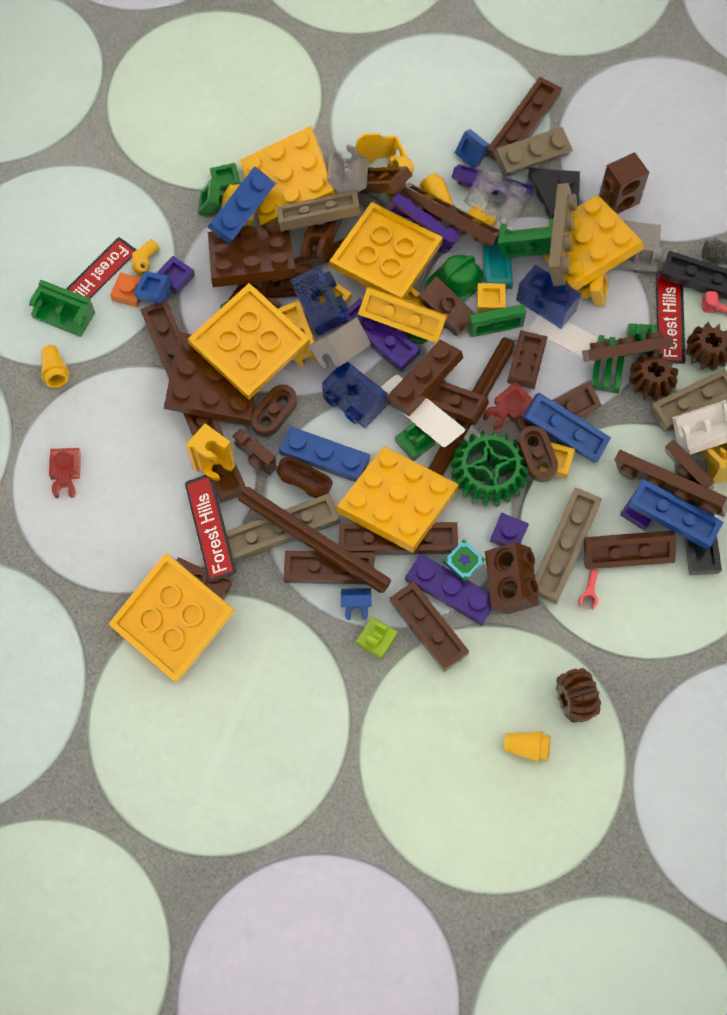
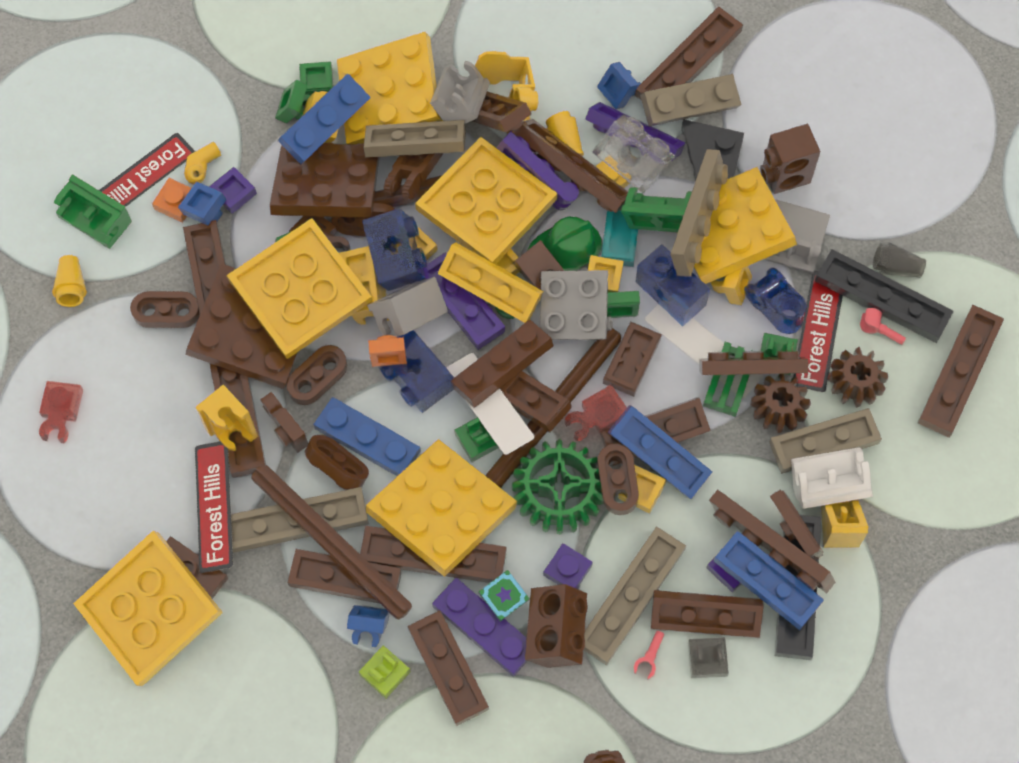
camera: 10 degrees right, 0 degrees up
(138, 376) = (166, 306): none -> reddish brown plate
(331, 380) = (387, 351): none -> orange plate
(475, 321) = (575, 305): none -> light grey hinge
(631, 296) = (774, 295): none -> clear blue piece
(636, 584) = (708, 657): none -> clear smoke tile

